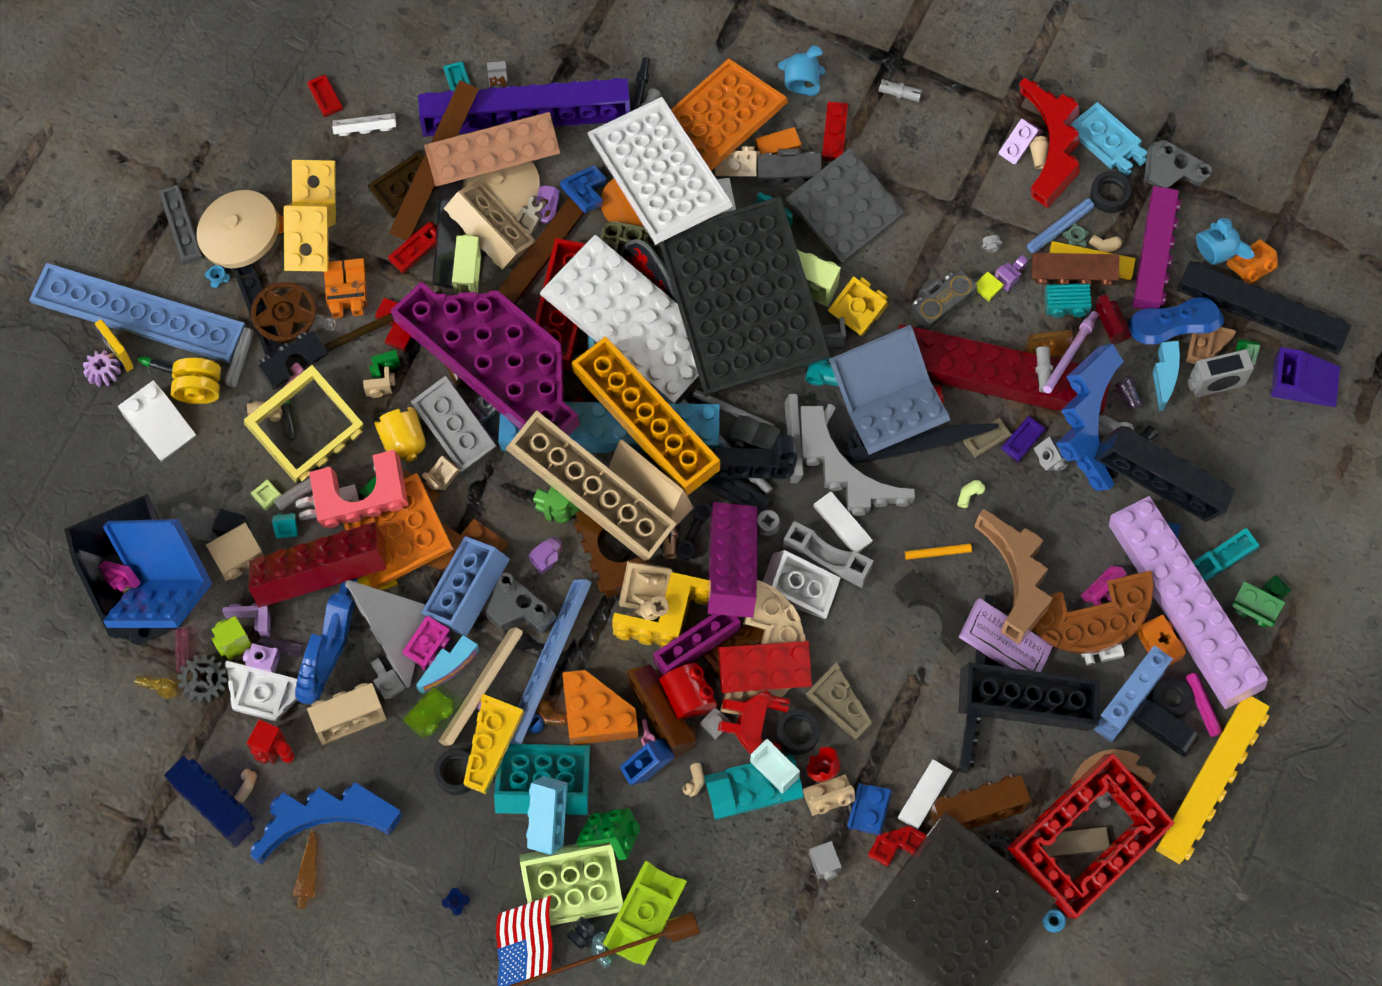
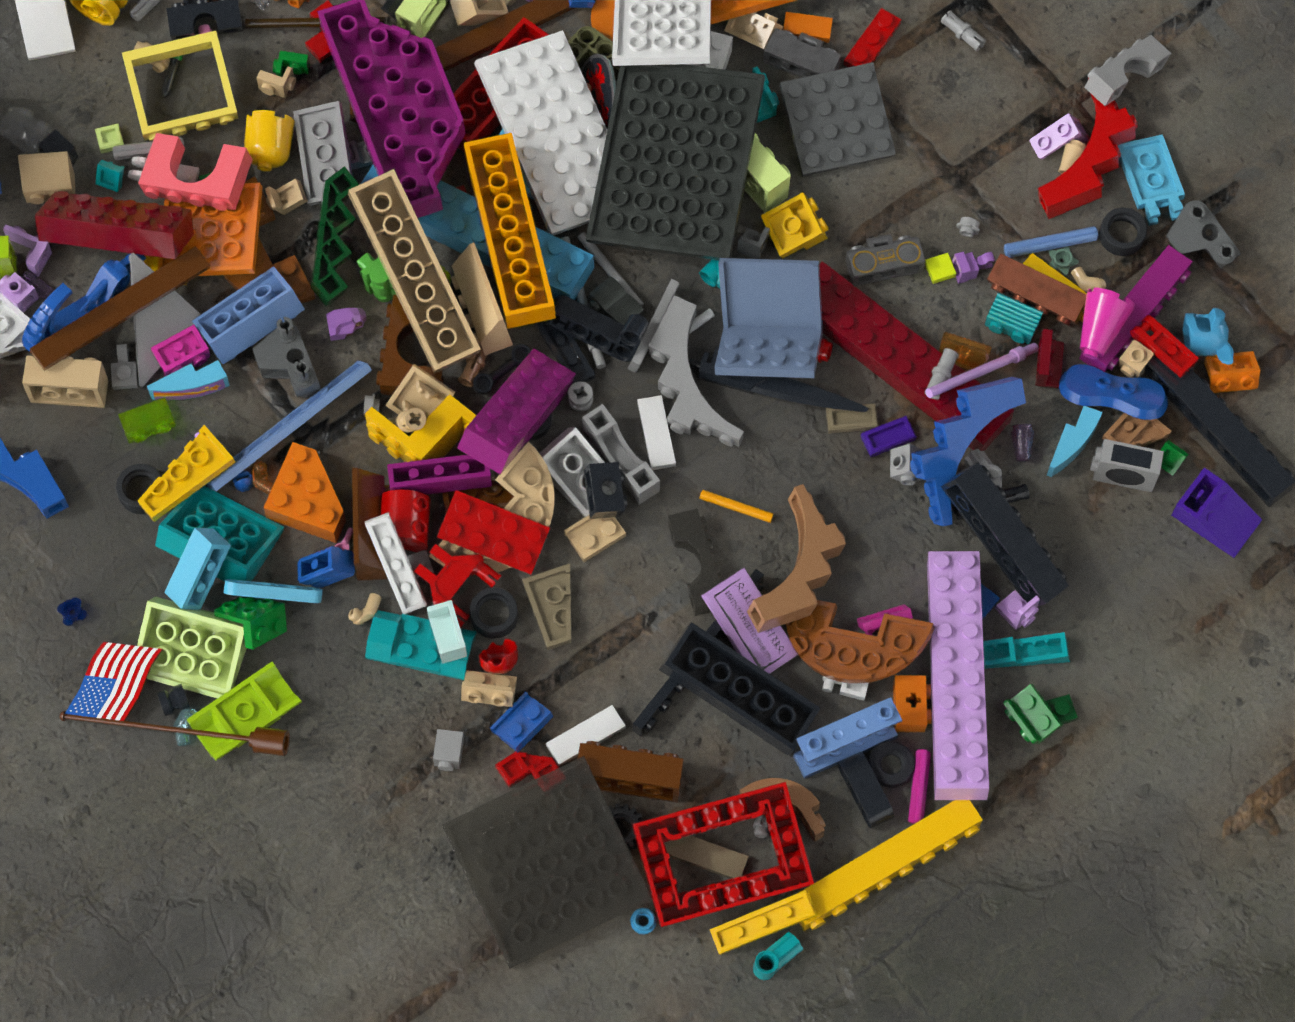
camera: 25 degrees right, 0 degrees up
(362, 632) = (119, 308): none -> reddish brown tile
(480, 687) = (209, 419): tan tile -> none
(501, 498) = (330, 249): none -> dark green brick
(605, 612) = (369, 402): none -> light grey plate
(614, 802) = (273, 591): none -> medium azure beam
(702, 730) = (395, 563): none -> white tile
(833, 601) = (599, 503): none -> black brick
(840, 628) = (594, 535): none -> tan plate
(968, 490) = (802, 460): yellowish green arm -> none
(1049, 50) = (1143, 58): none -> light grey arch
(1142, 269) = (1102, 320): none -> dark pink cone
(1149, 873) = (763, 922): none -> yellow tile
(1173, 894) = (778, 955): none -> teal piece
(1179, 288) = (1135, 359): none -> tan bracket
(1197, 266) = (1164, 346): none -> red plate
(1199, 528) = (1017, 610): none -> lavender bracket

